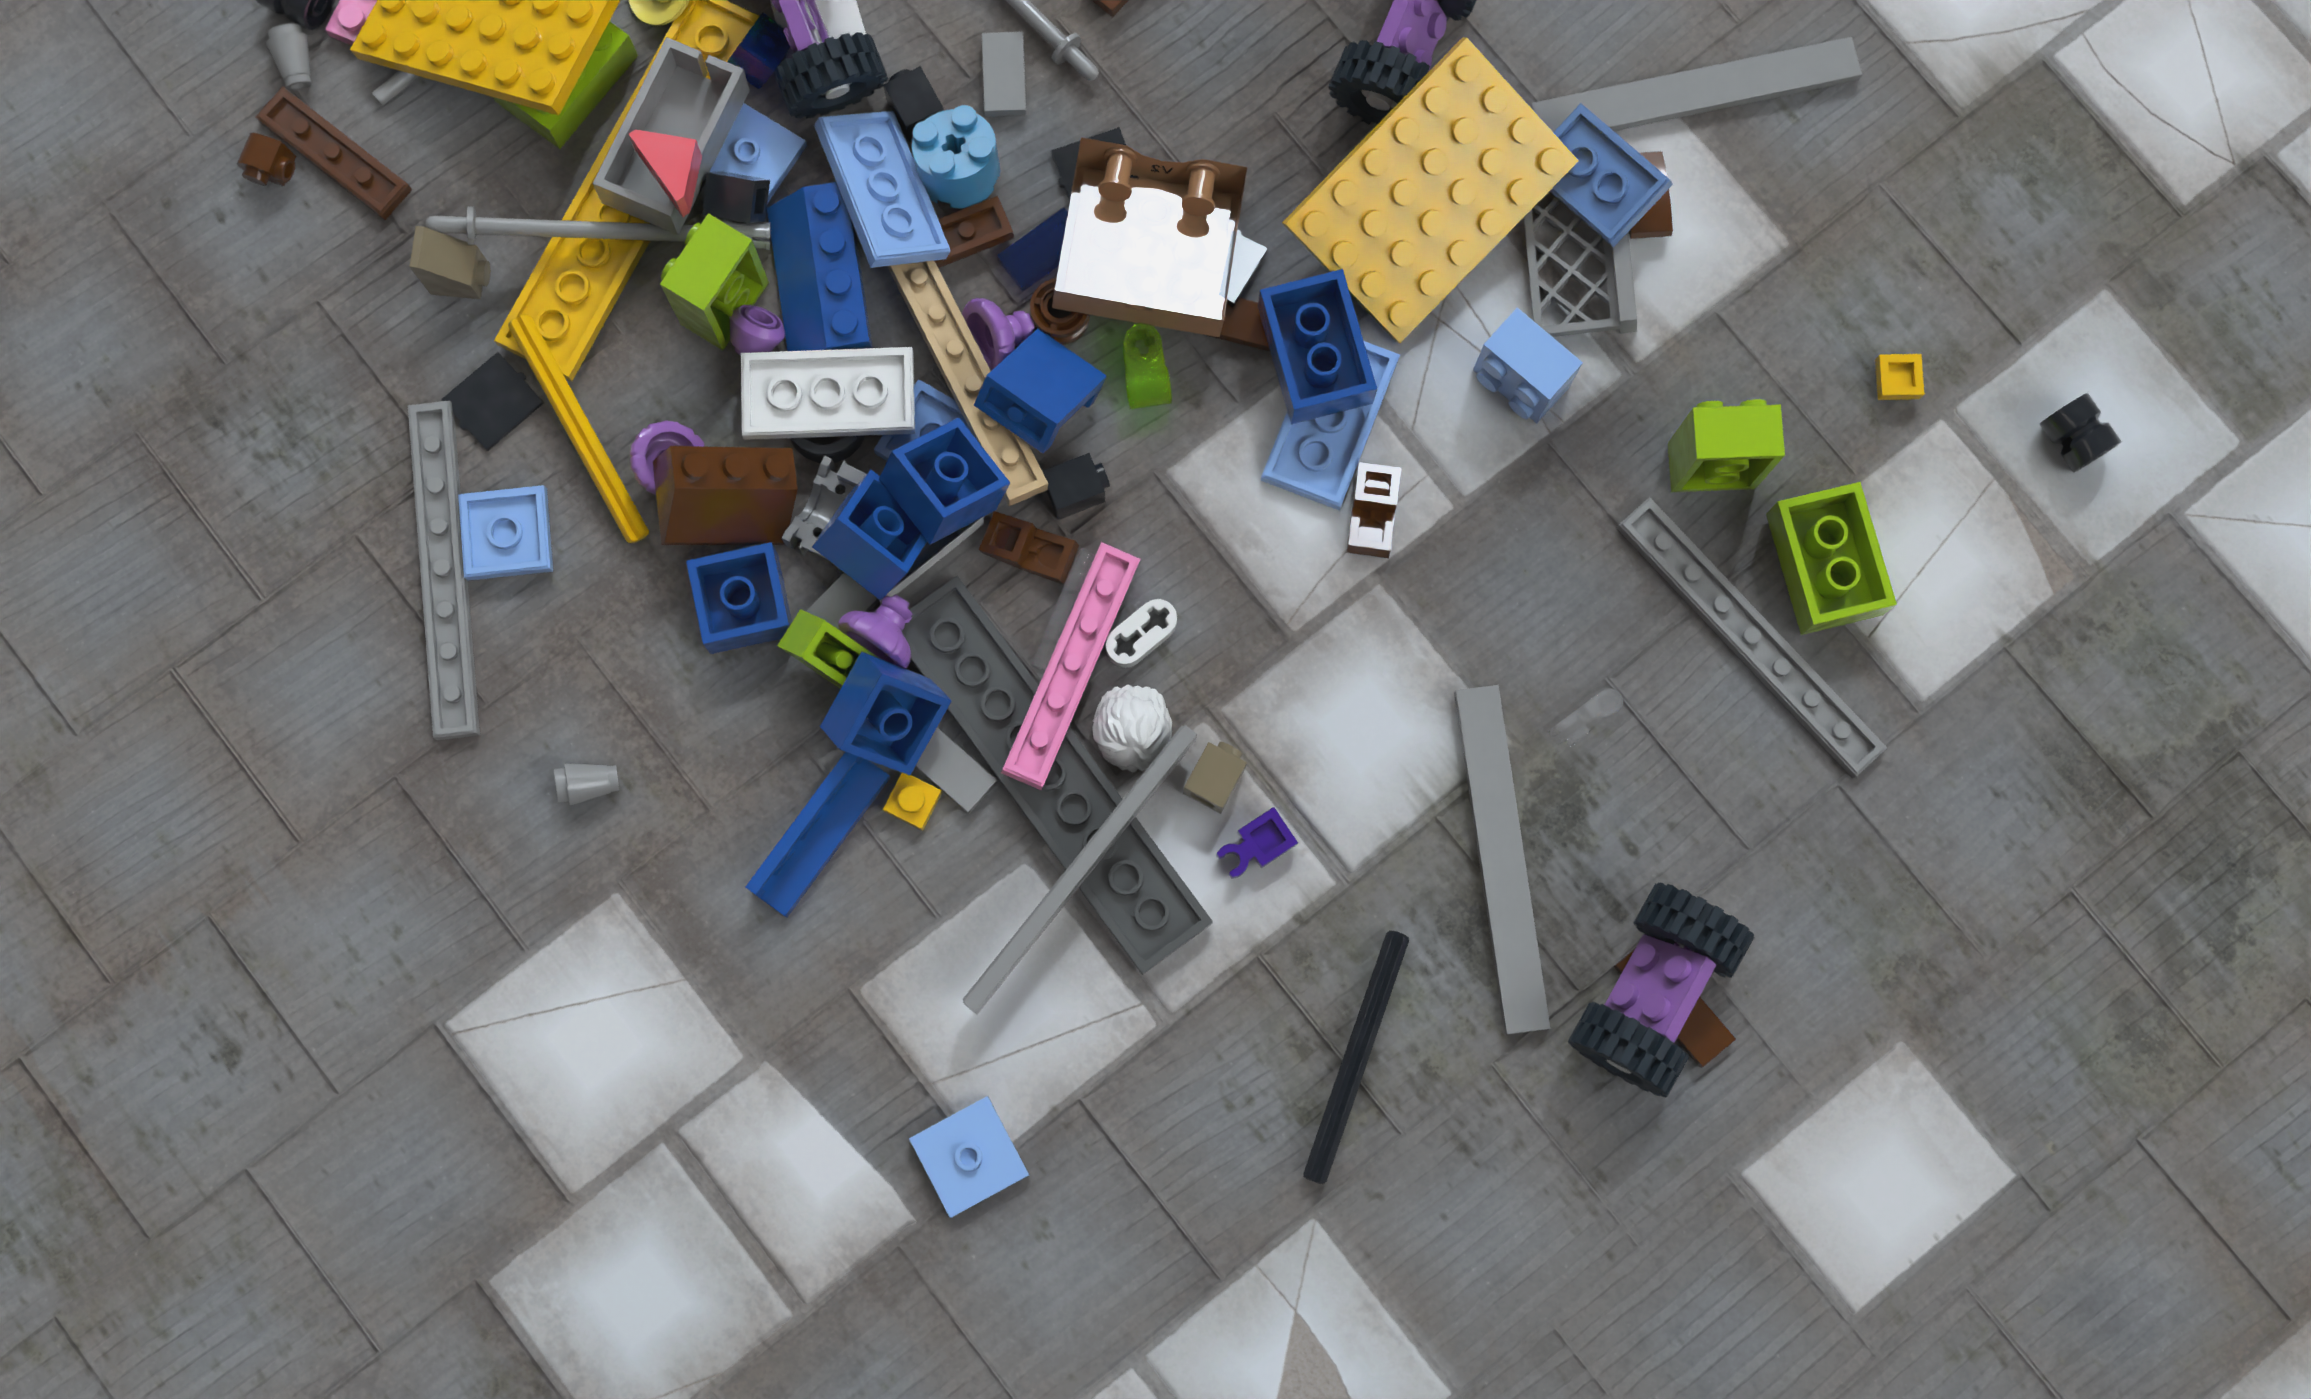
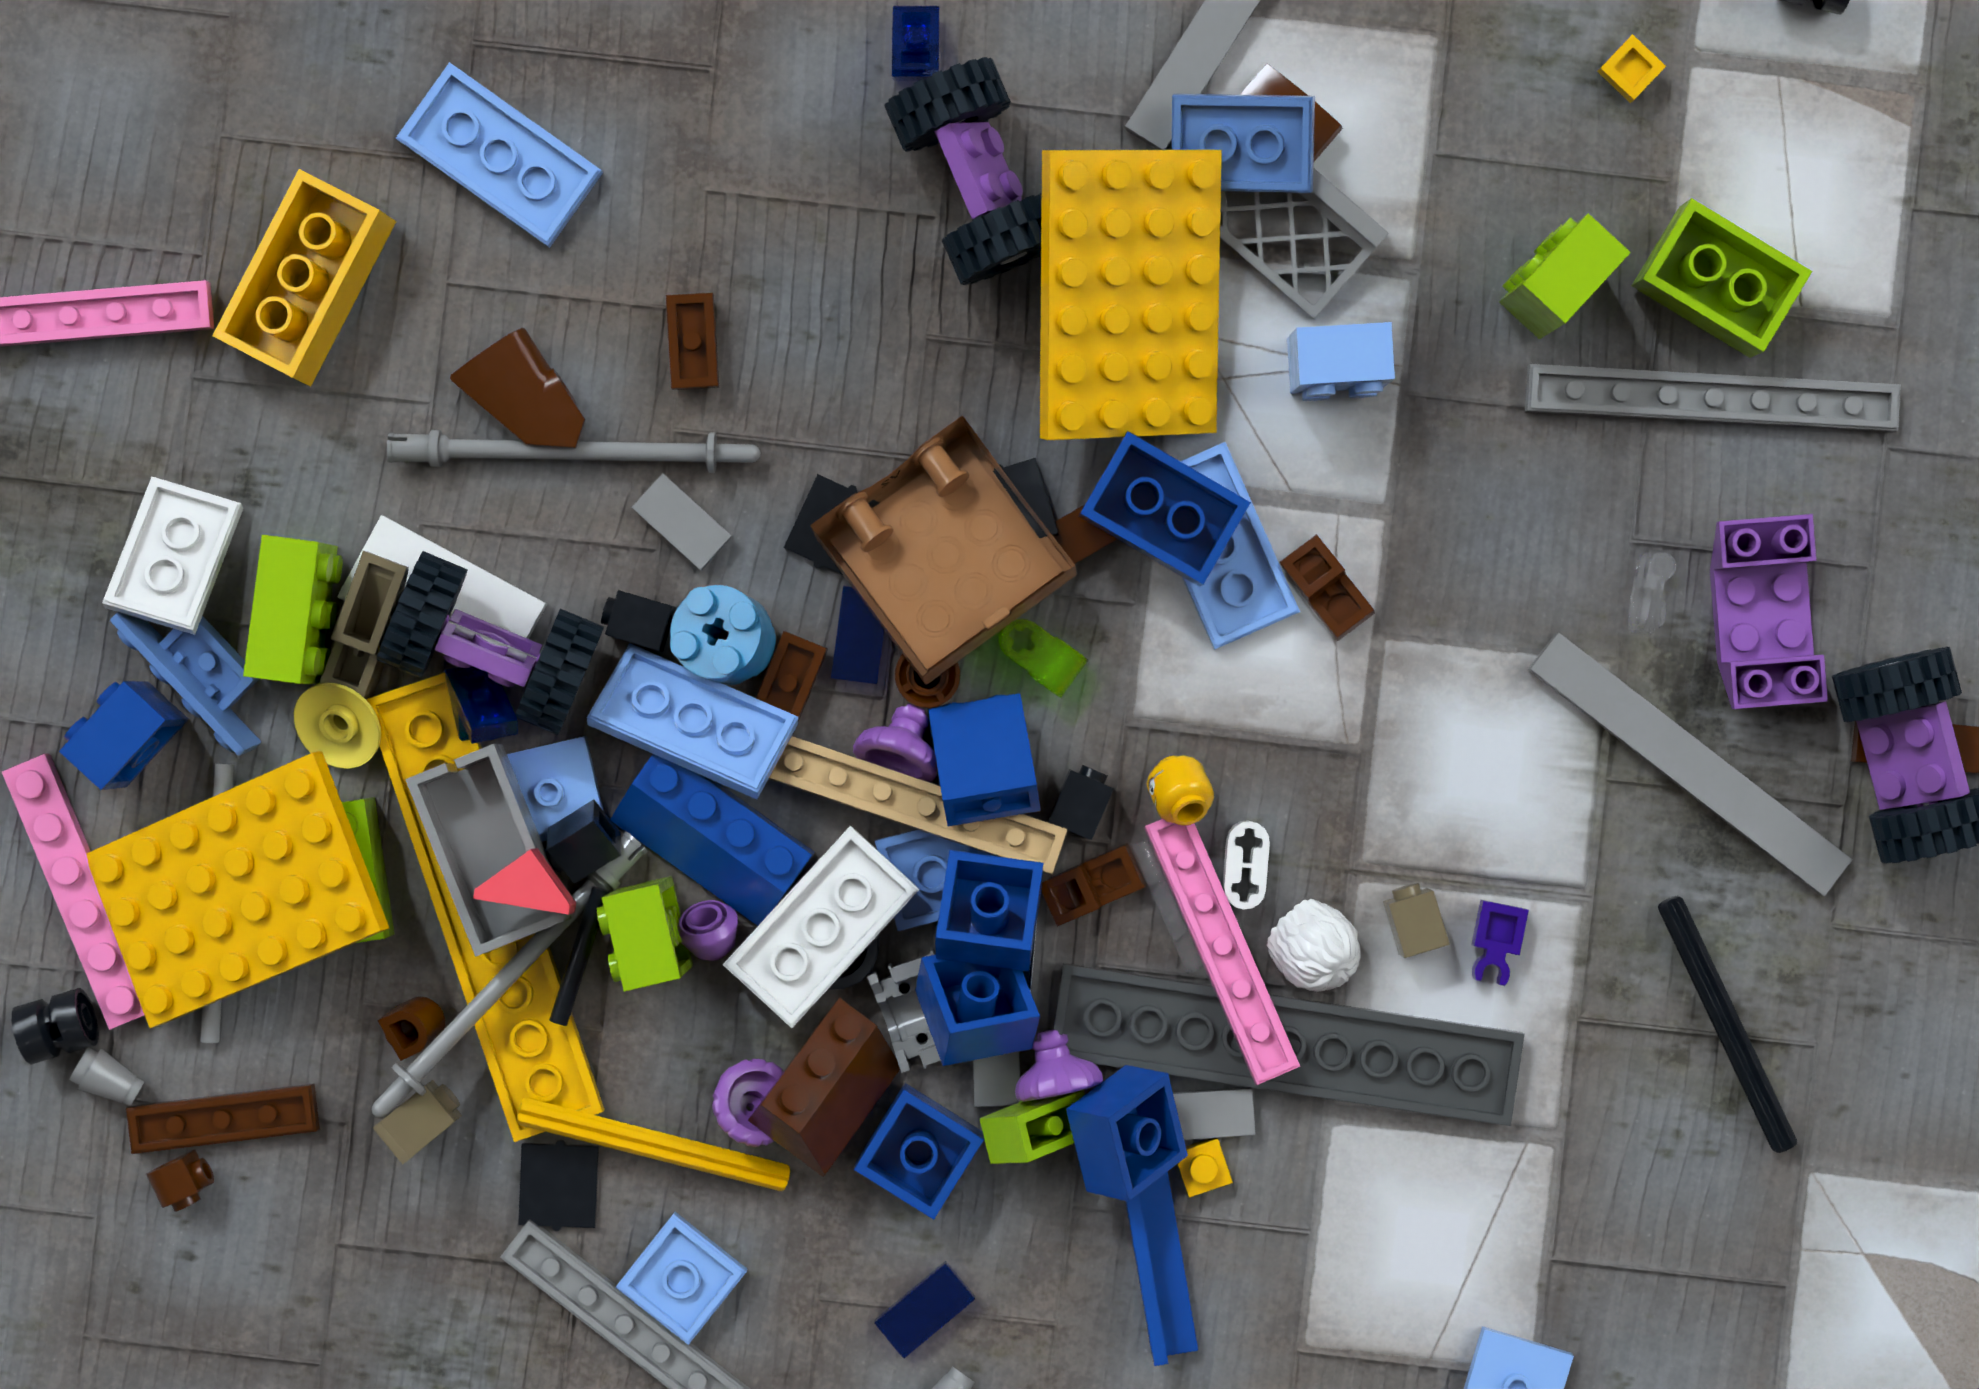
camera: 45 degrees left, 10 degrees up
(509, 201) = (412, 1025): none -> reddish brown plate
(637, 711) = (924, 1309): none -> clear blue tile
(638, 272) = (578, 958): none -> black bar
(1079, 869) = (1391, 1100): light grey tile -> none
(1147, 538) = (1180, 790): none -> yellow head
(1654, 801) = (1765, 612): none -> medium lavender slope

